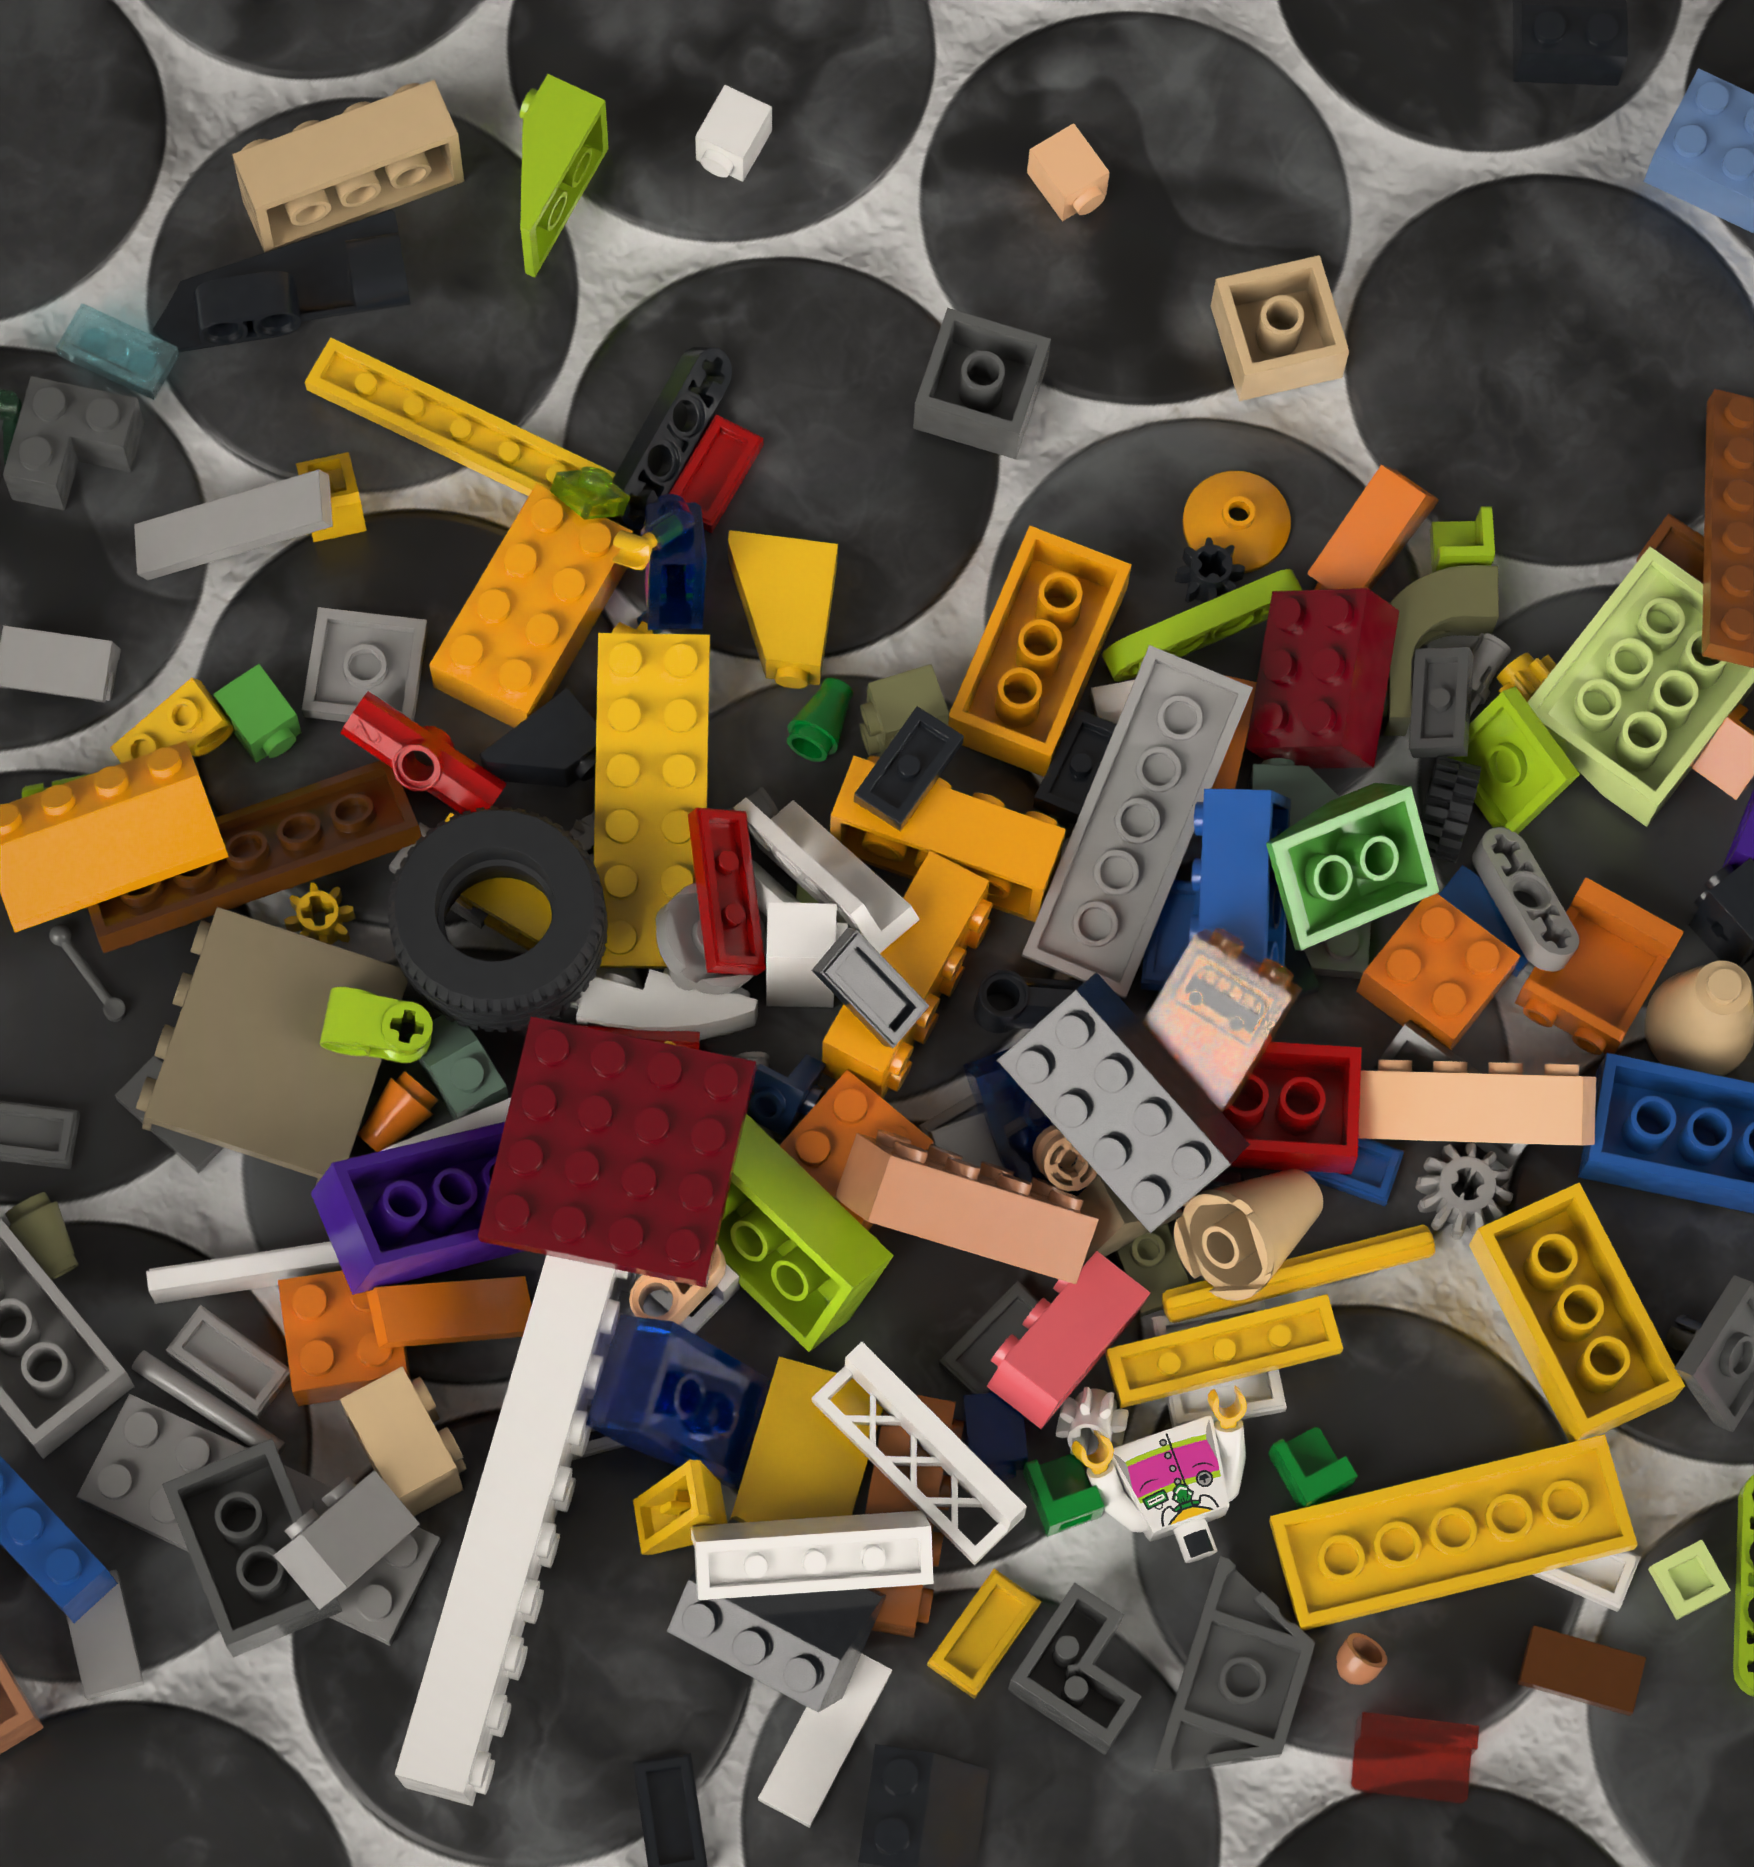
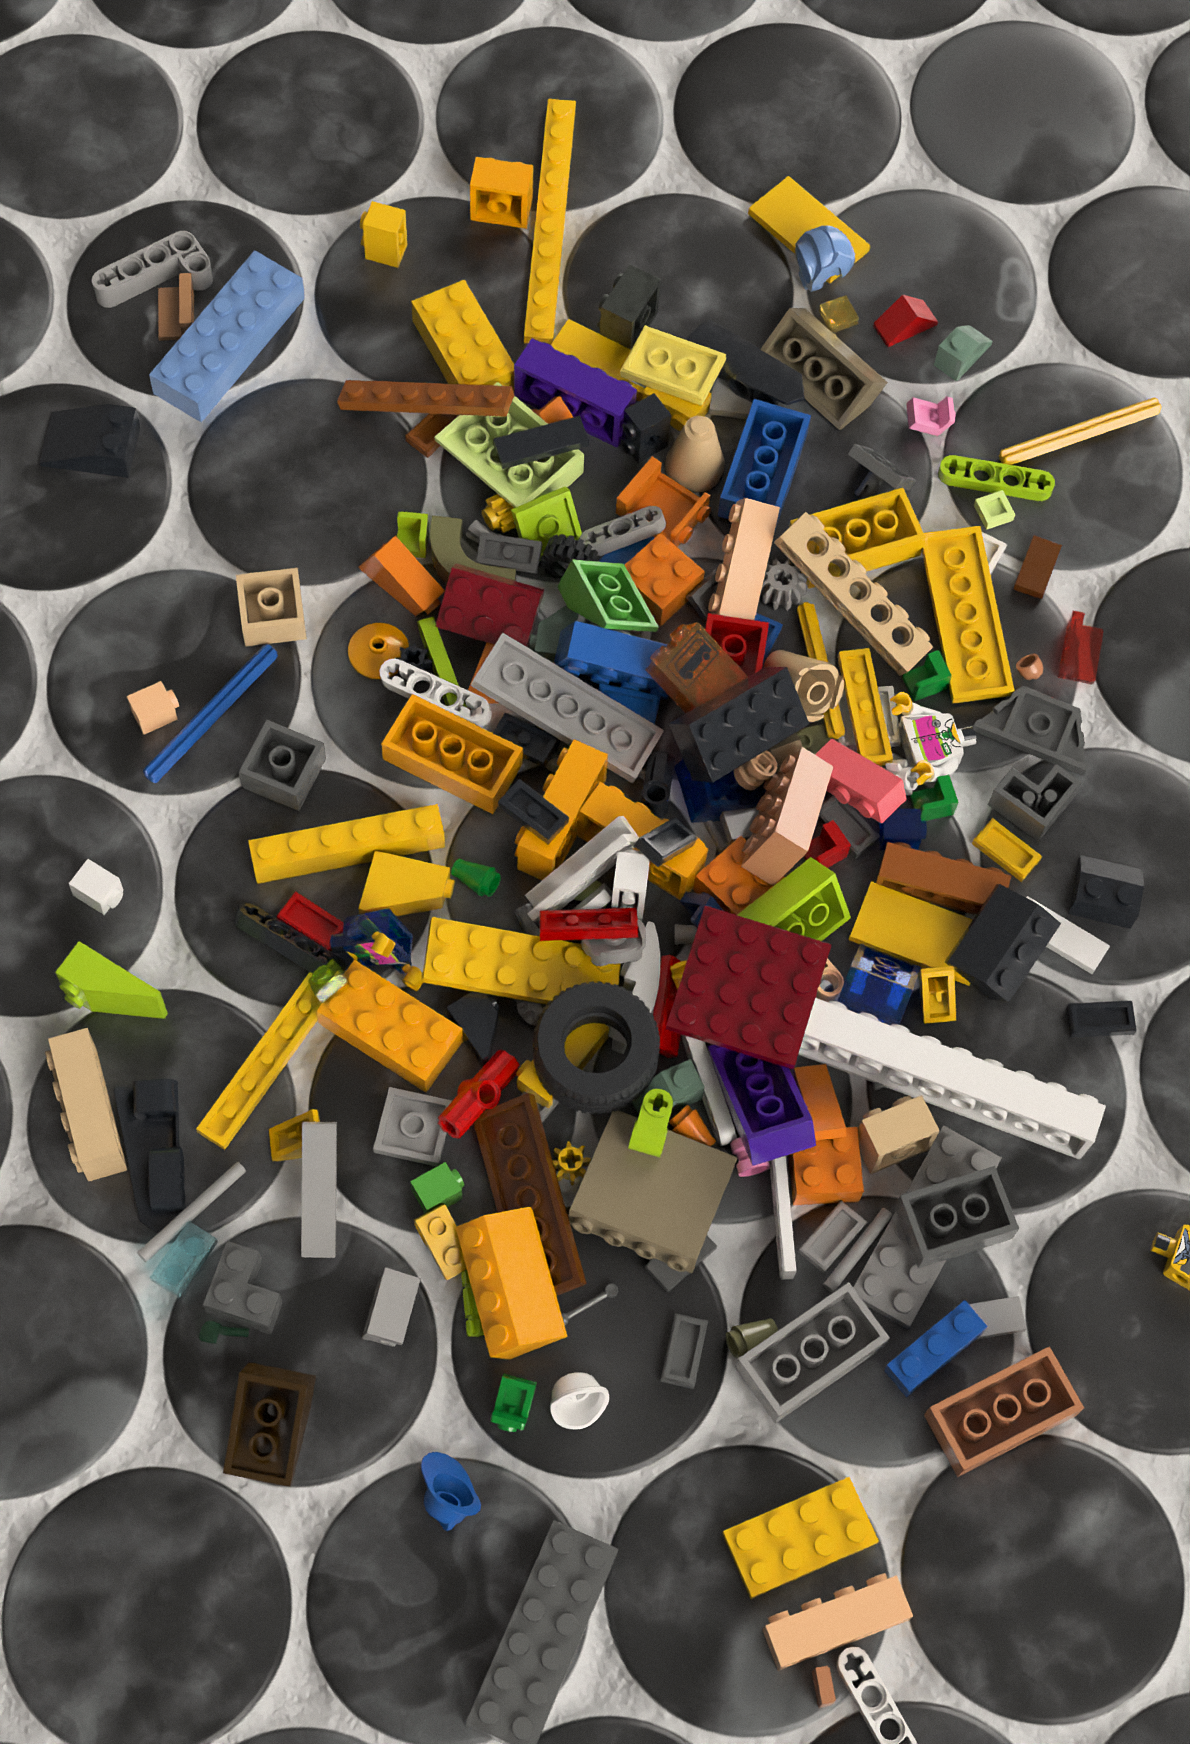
camera: 85 degrees left, 5 degrees down
(197, 352) = (191, 1212): none -> light grey bar
(346, 1538) = (963, 1155): light grey brick -> none
(812, 1555) = (975, 915): white panel -> none
(854, 506) = (346, 843): none -> yellow brick
(893, 701) = (486, 825): olive brick -> none
(935, 1438) = (913, 848): white fence -> none
(943, 1304) = (829, 846): none -> red panel
(1077, 267) = (210, 713): none -> blue axle
(1142, 605) = (437, 689): none -> white beam
(1342, 1411) = (836, 590): none -> tan brick
(1664, 725) = (541, 442): none -> black tile

